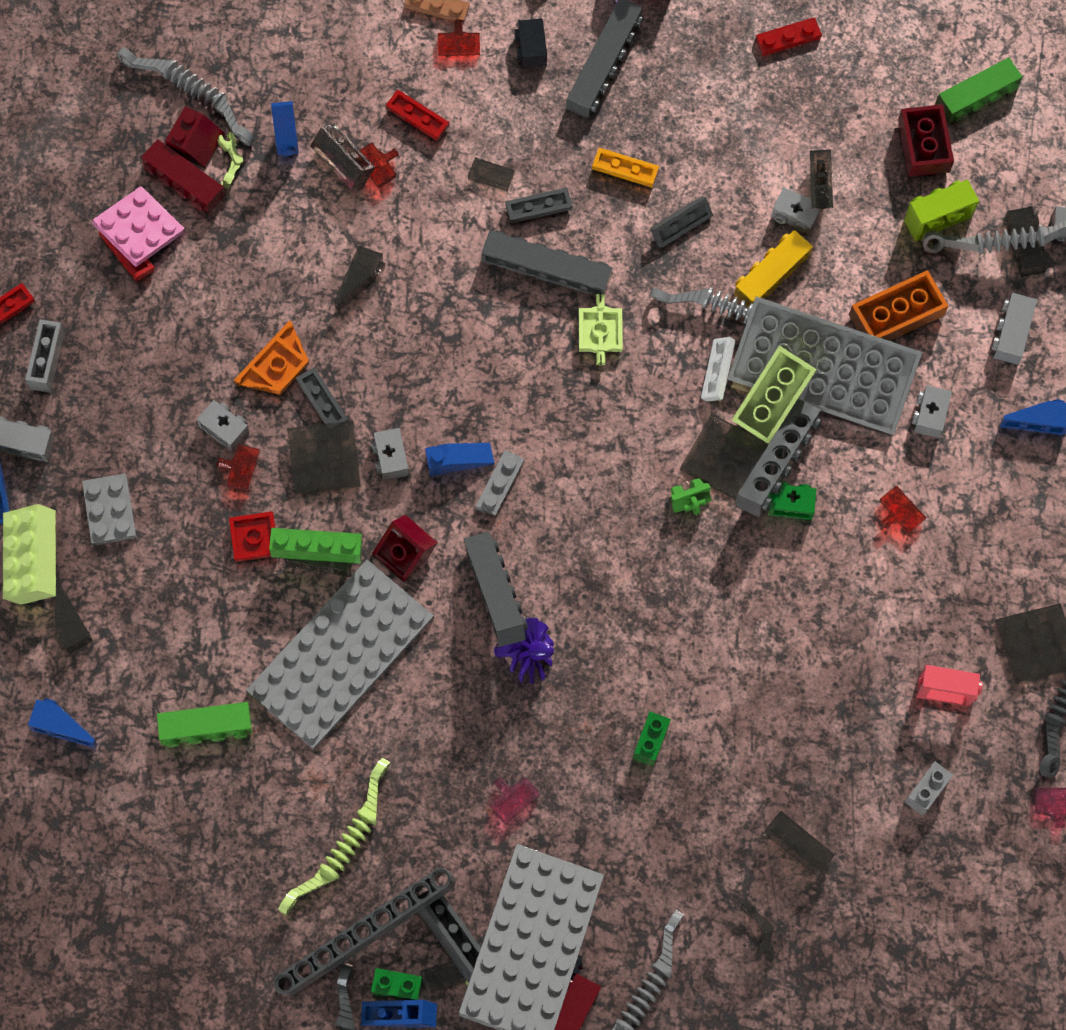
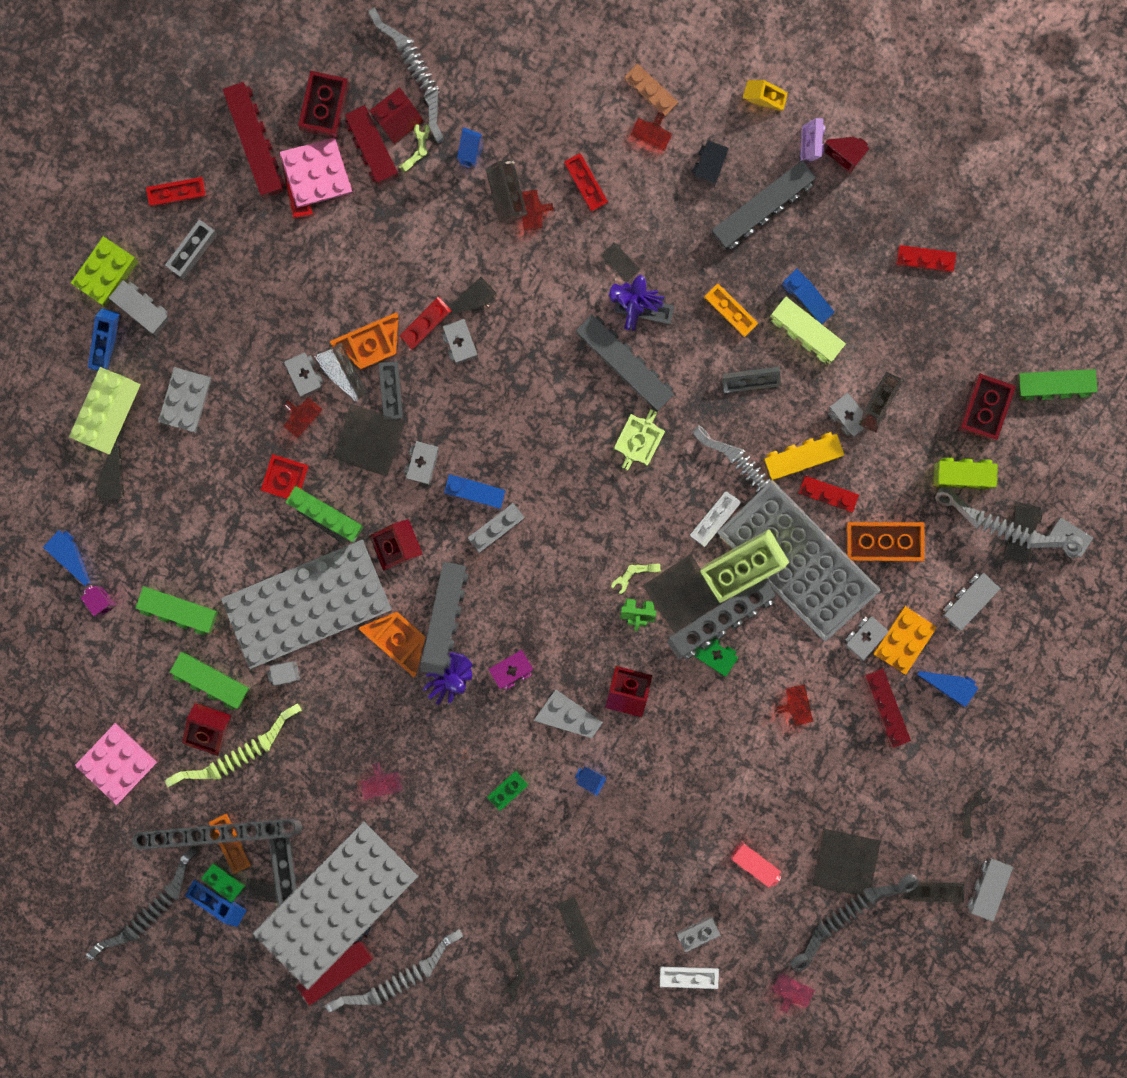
camera: 30 degrees right, 15 degrees up
(59, 225) = (253, 140): none -> dark red brick
(114, 751) = (97, 601): none -> magenta brick
(115, 158) = (323, 104): none -> dark red brick
(216, 919) = (116, 764): none -> bright pink plate
(256, 400) = (339, 368): none -> clear smoke slope
(276, 780) = (209, 680): none -> bright green brick
(297, 833) = (206, 729): none -> dark red slope
(324, 316) = (425, 323): none -> red plate
(353, 730) = (283, 673): none -> light grey brick
(365, 309) = (467, 350): none -> light grey brick
(391, 948) = (234, 850): none -> orange plate
(455, 642) = (398, 640): none -> orange wing
(526, 193) = (634, 298): none -> dark purple piece
(594, 603) = (516, 660): none -> magenta brick
(657, 474) = (634, 569): none -> yellowish green piece
(673, 634) = (568, 715): none -> light grey wing
(693, 120) = (807, 296): none -> blue slope
(711, 151) = (807, 330): none -> yellowish green brick
(723, 579) = (628, 691): none -> dark red slope
(733, 682) = (590, 780): none -> blue slope
(817, 294) = (828, 494): none -> red plate
(944, 839) = (689, 977): none -> white plate
(971, 398) = (905, 640): none -> light orange plate
(991, 468) = (886, 708): none -> dark red brick

